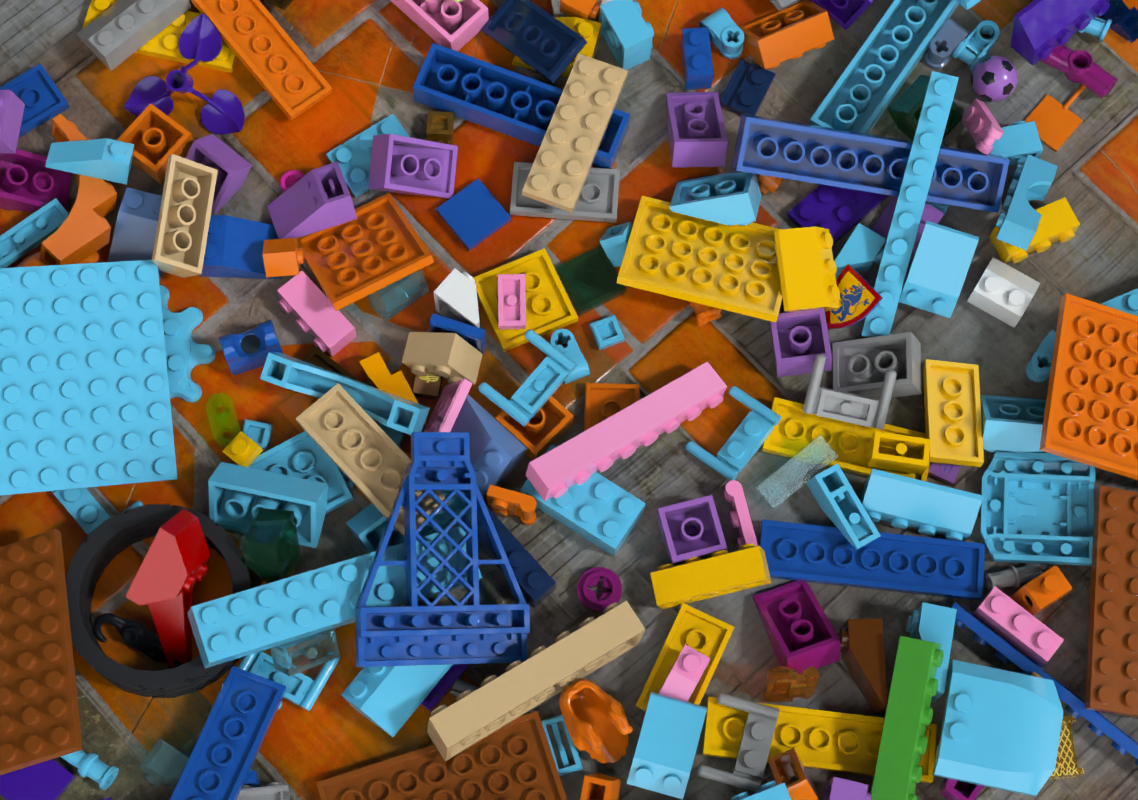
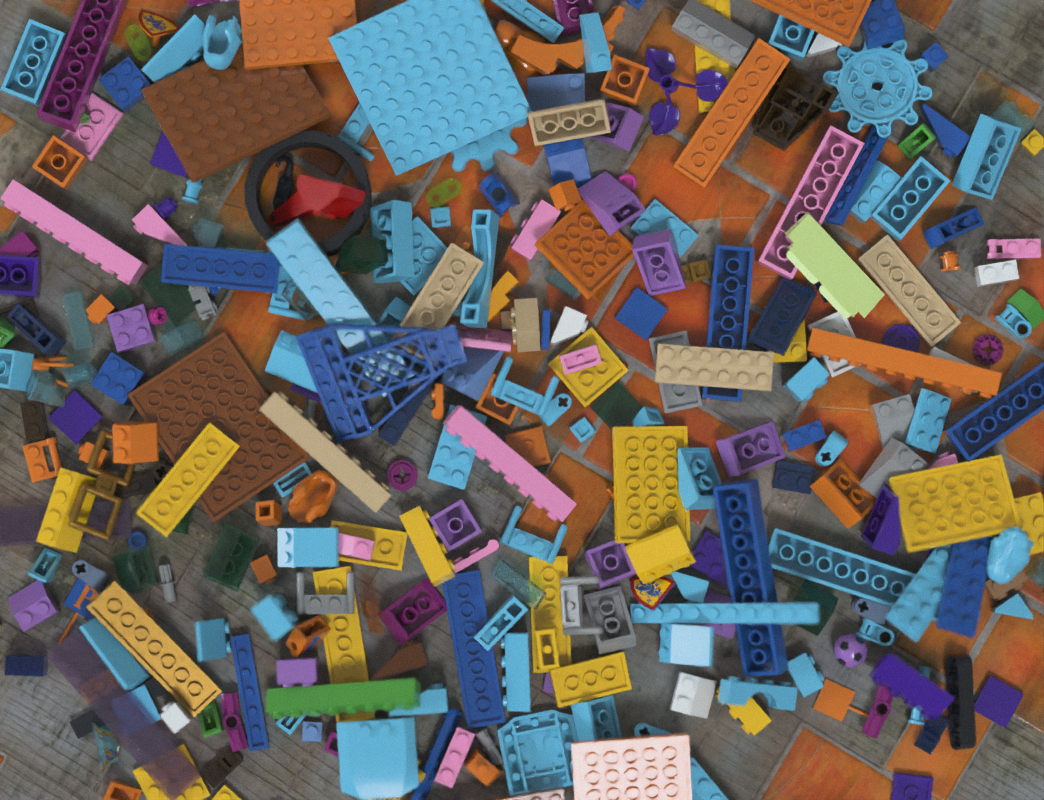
camera: 80 degrees right, 15 degrees up
(242, 450) = (425, 213): yellow plate -> none
(981, 126) = (806, 650): bright pink plate -> none

